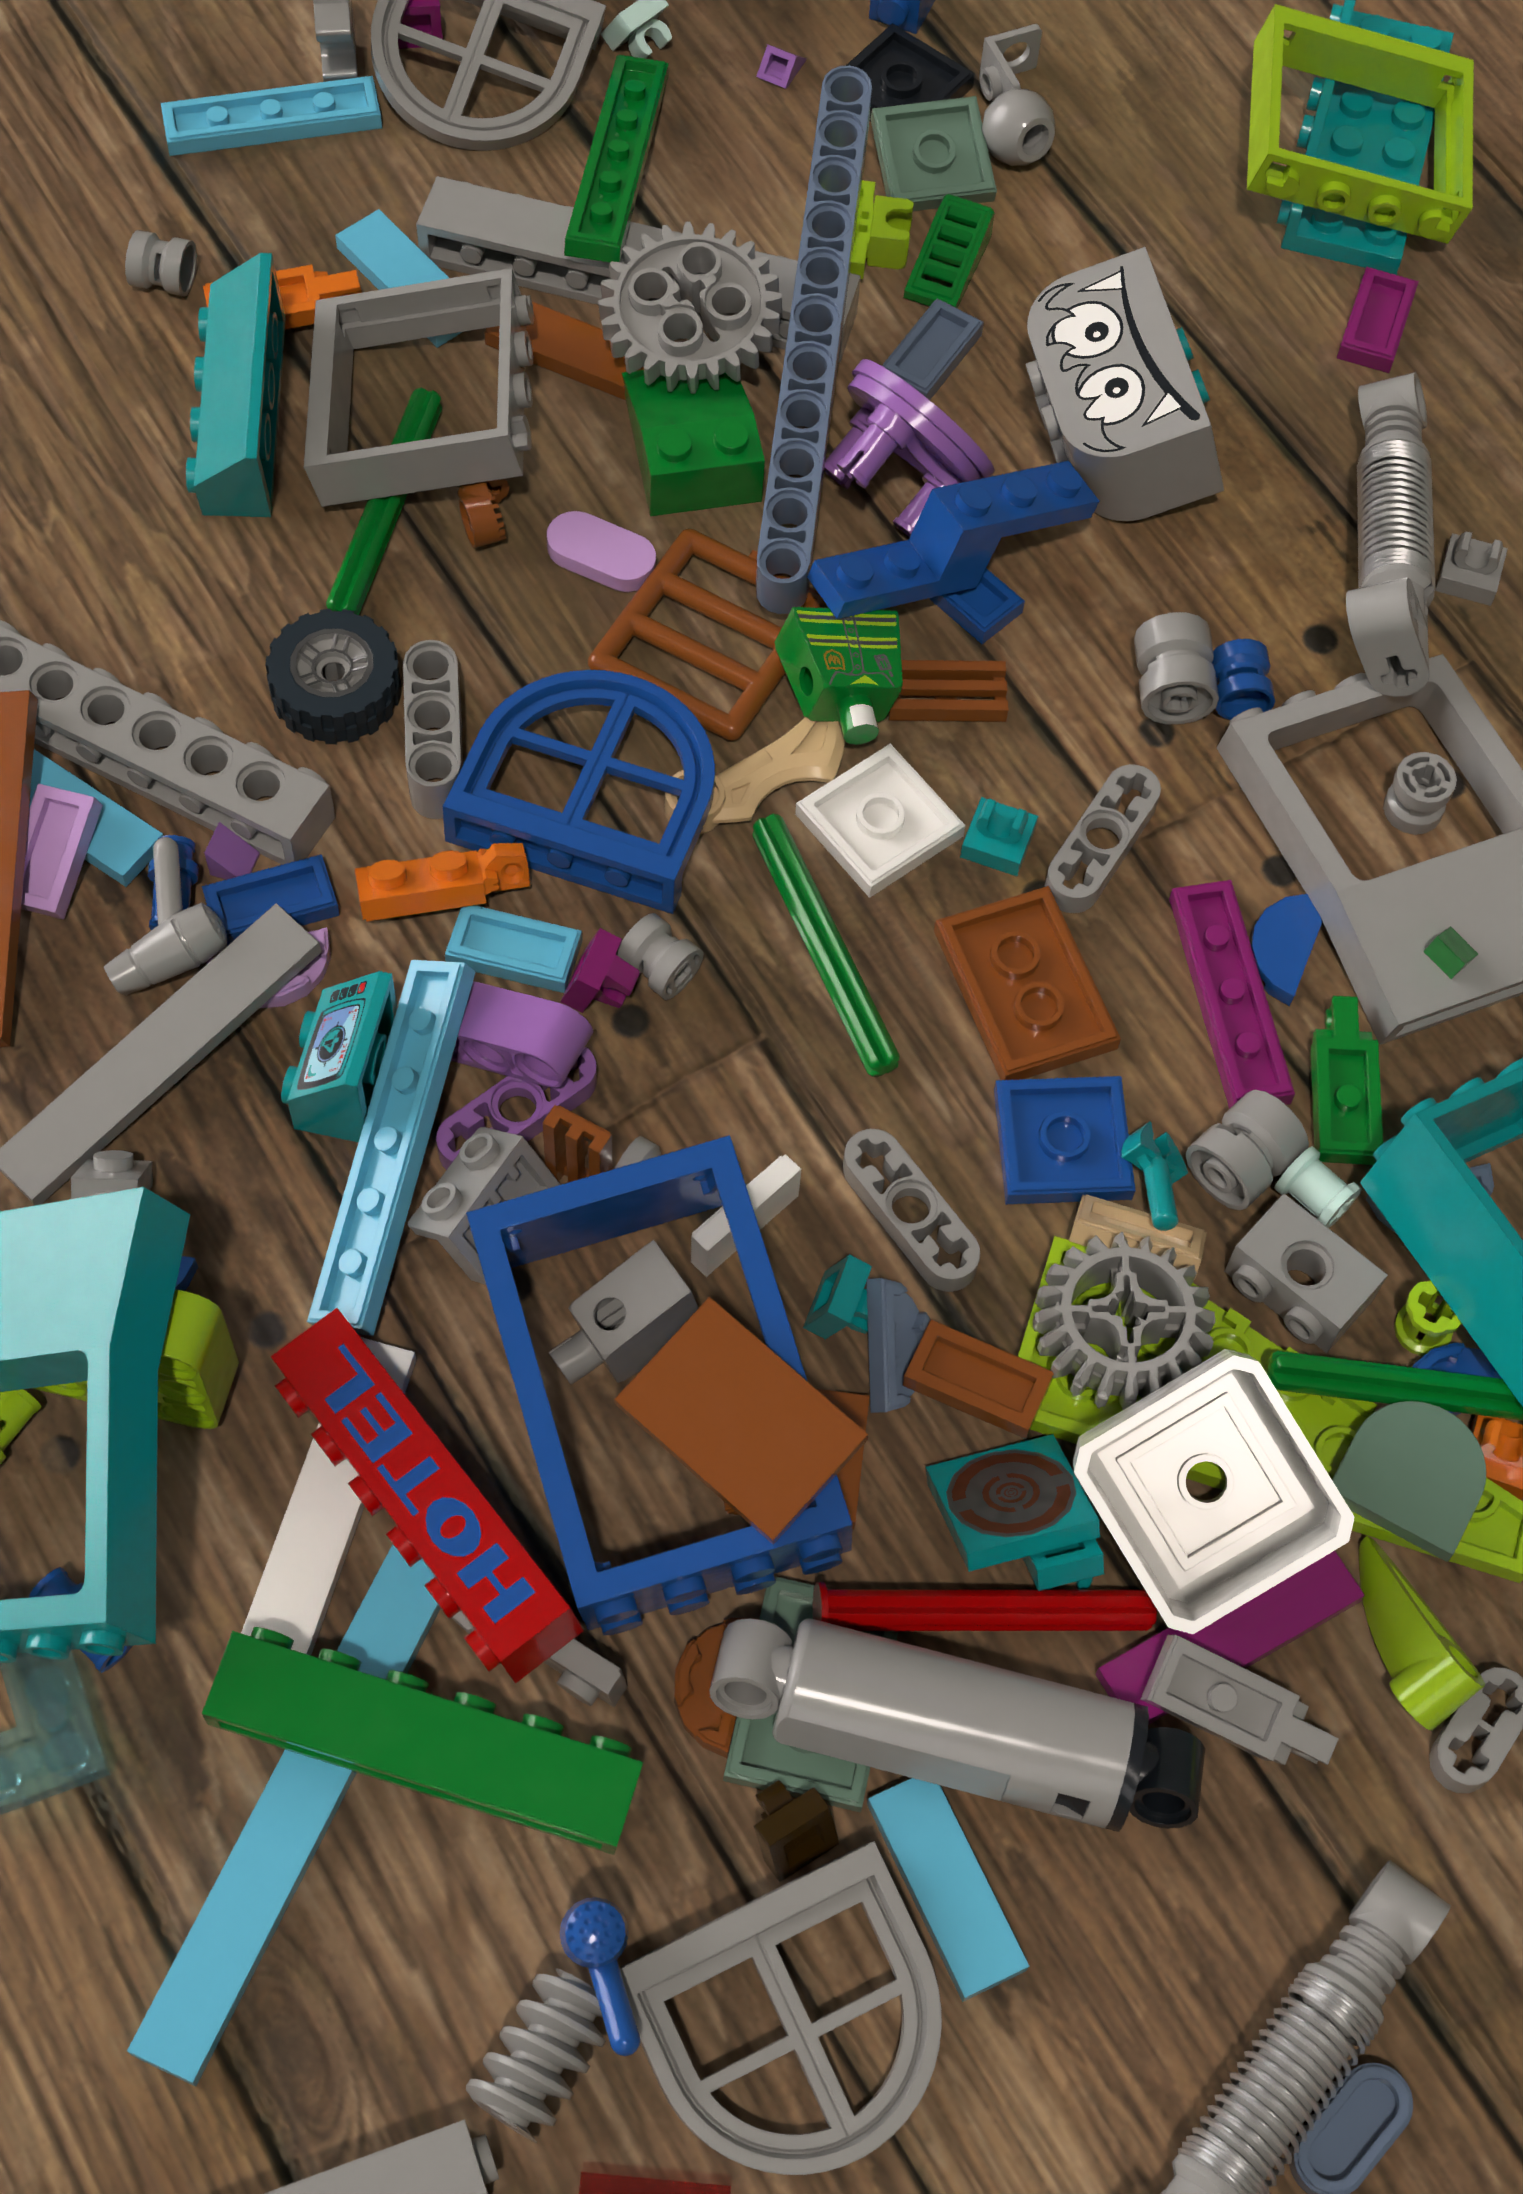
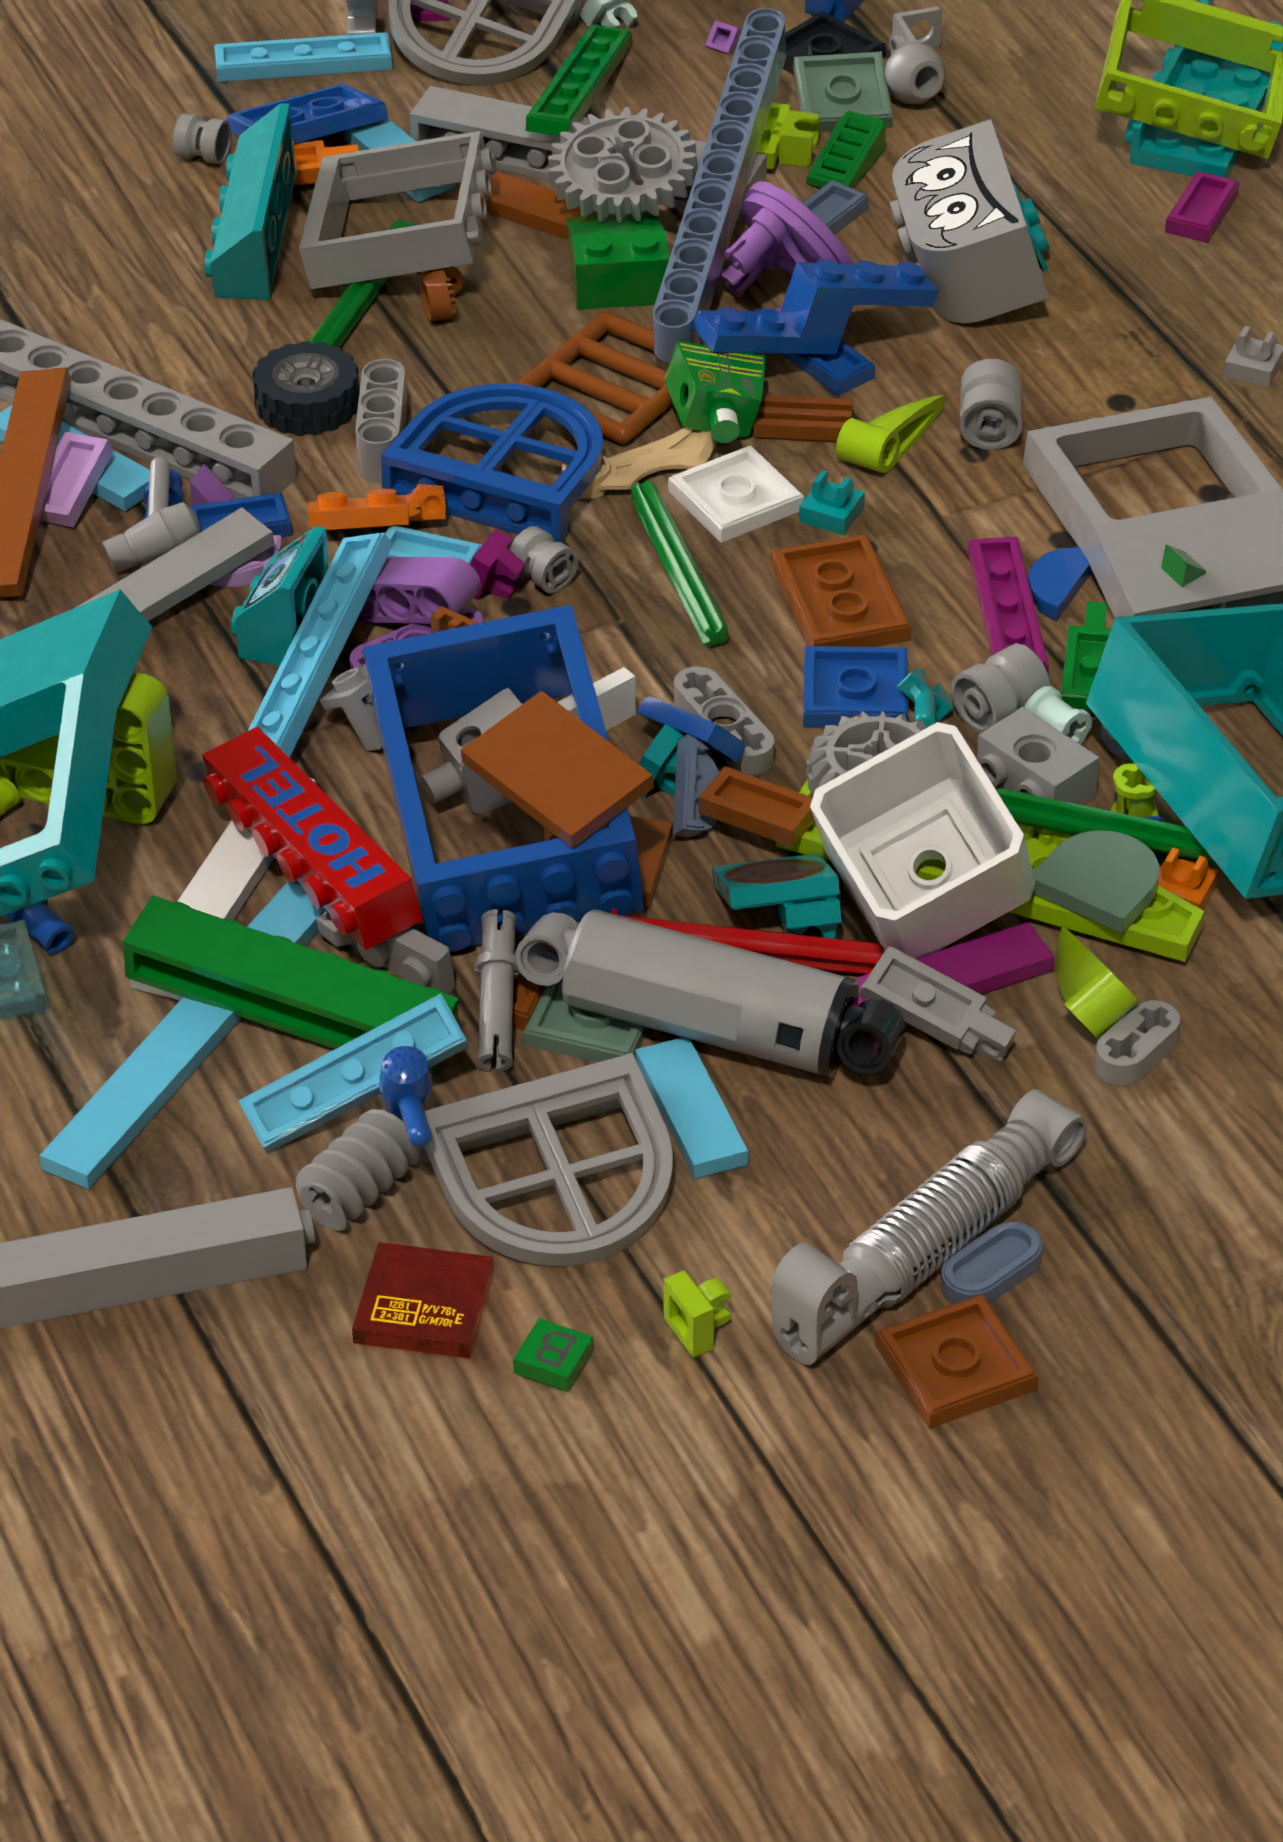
camera: 10 degrees right, 20 degrees down
(290, 220) = (318, 112): none -> blue tile
(521, 1895) = (348, 1074): none -> medium azure tile
(600, 550) = (531, 324): lavender tile -> none
(686, 1722) = (497, 970): none -> light grey pin
(792, 1829) = (571, 1049): dark brown tile -> none
(879, 1247) = (714, 736): none -> blue tile
(1051, 716) = (889, 436): none -> lime piece
(1103, 814) = (919, 493): light grey beam -> none
(1242, 678) = (1045, 406): blue wheel -> none
(1394, 538) = (1175, 344): light grey piece -> none
(1419, 793) = (1182, 479): light grey wheel -> none

